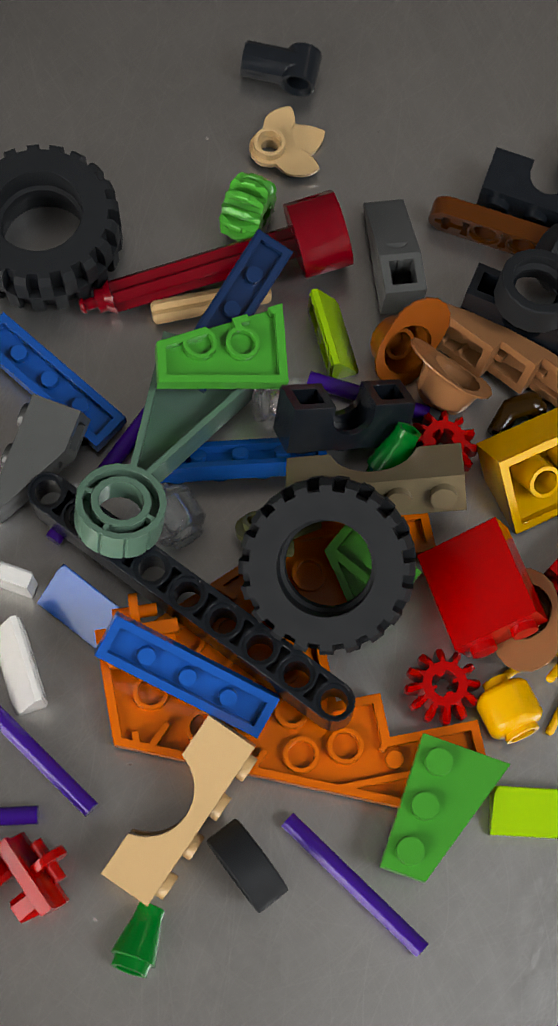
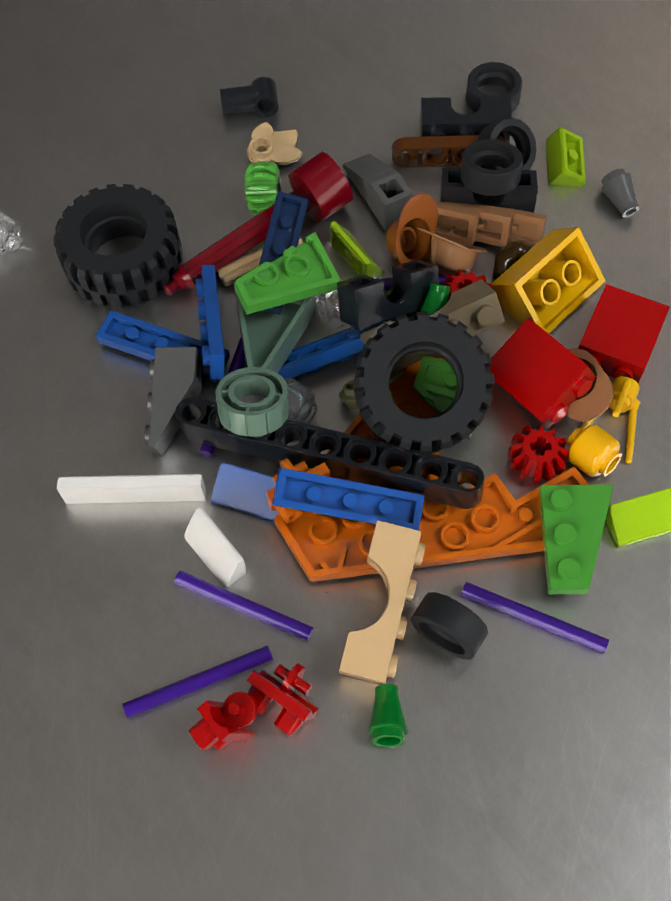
camera: 10 degrees left, 10 degrees down
(110, 387) = (210, 329): none -> blue plate

